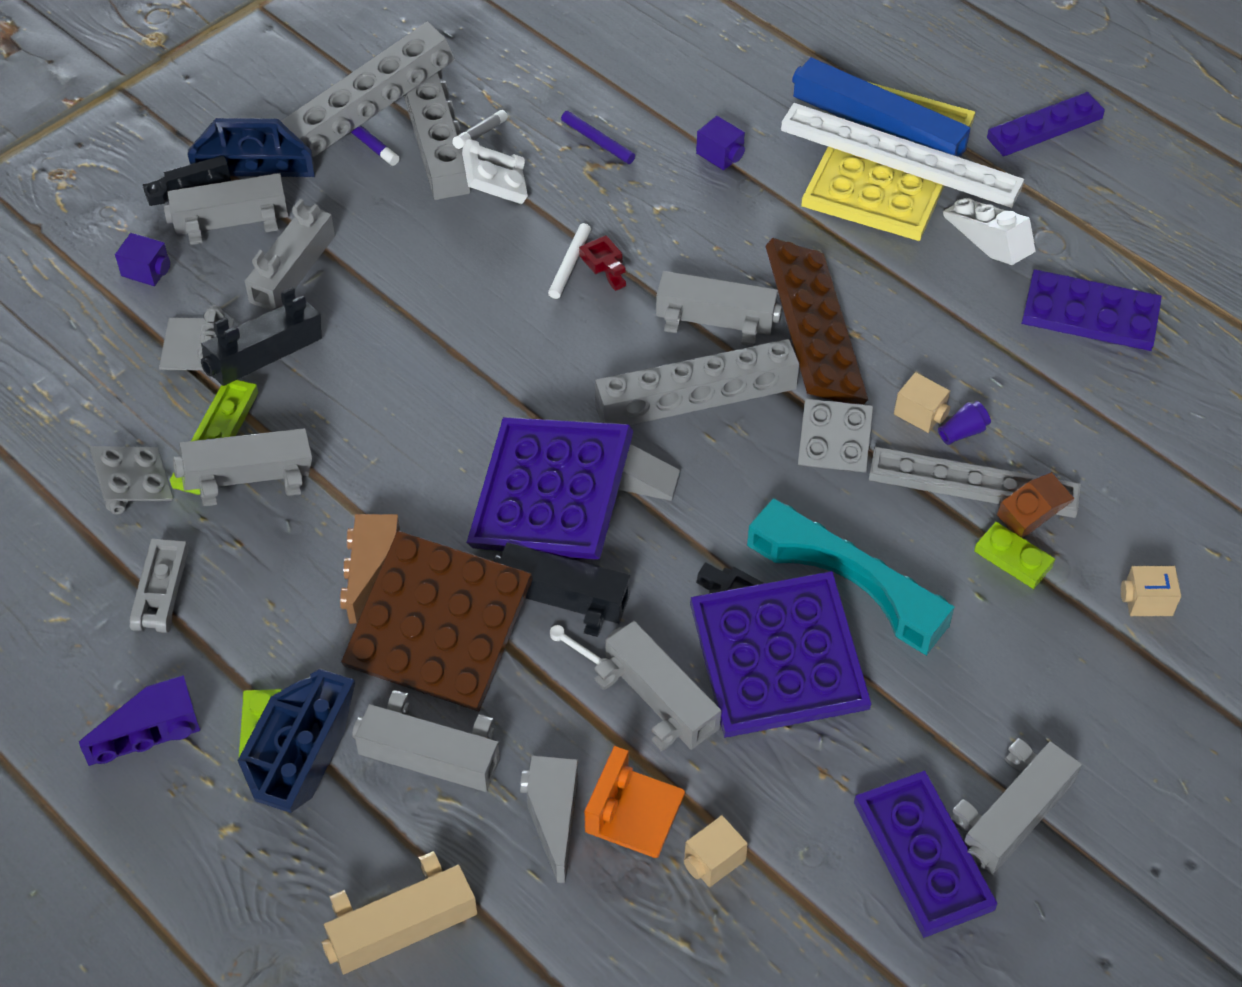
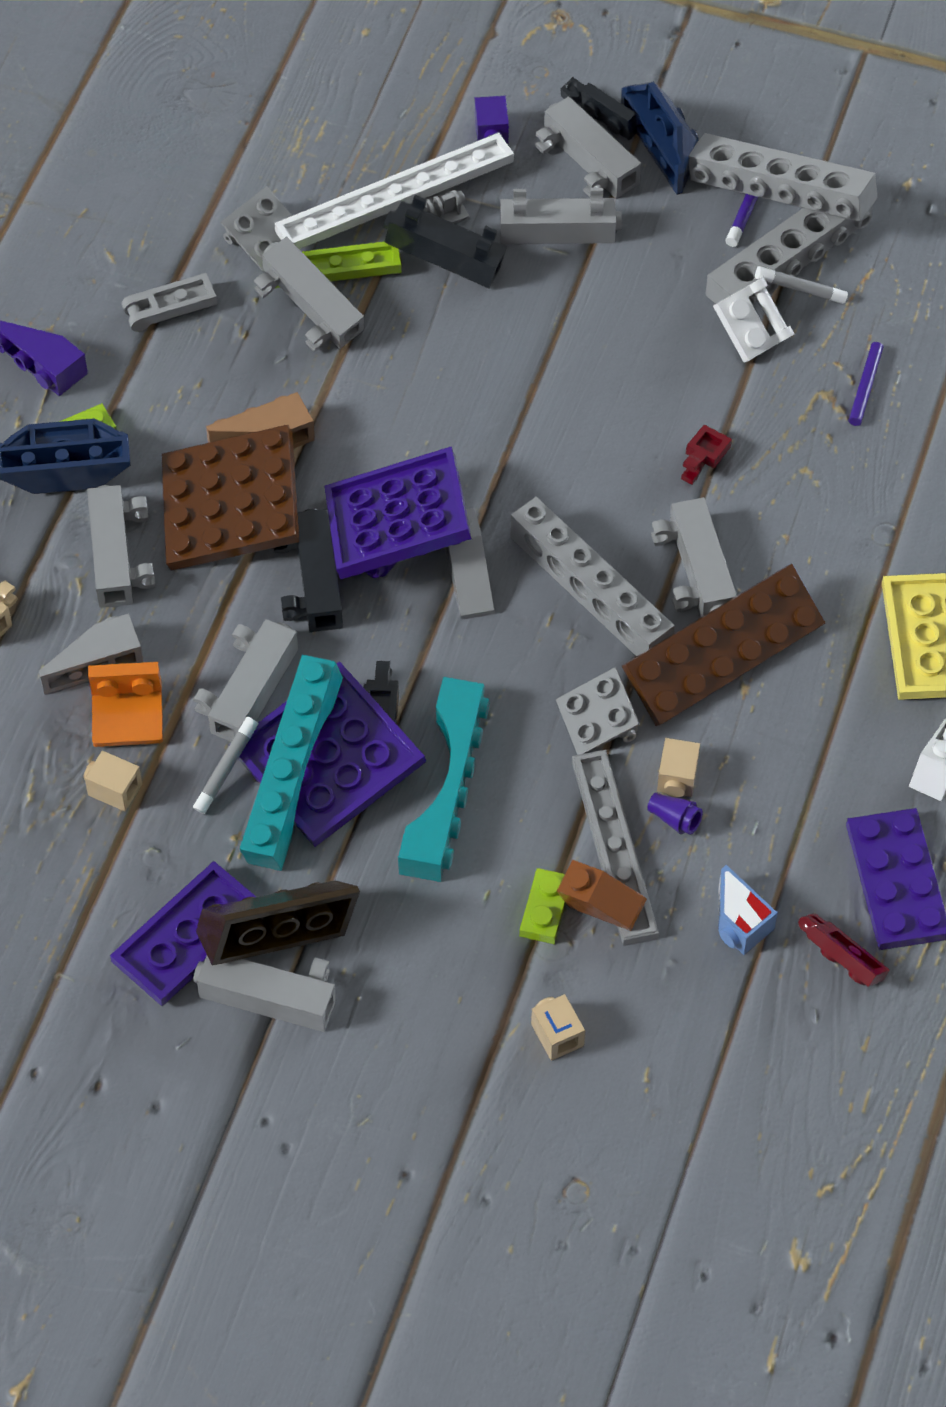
camera: 65 degrees right, 5 degrees up
(171, 359) = (388, 193): none -> white plate
(557, 634) = (273, 592): white hinge -> none
(569, 261) = (690, 427): white bar -> none
(720, 143) = (916, 482): dark purple brick -> none
(750, 743) = (225, 765): none -> light grey bar
(835, 717) = (274, 809): none -> teal arch
(963, 756) = (276, 921): none -> dark brown slope
(1086, 418) = (742, 913): none -> slope
(1148, 369) = (843, 950): none -> dark red hinge

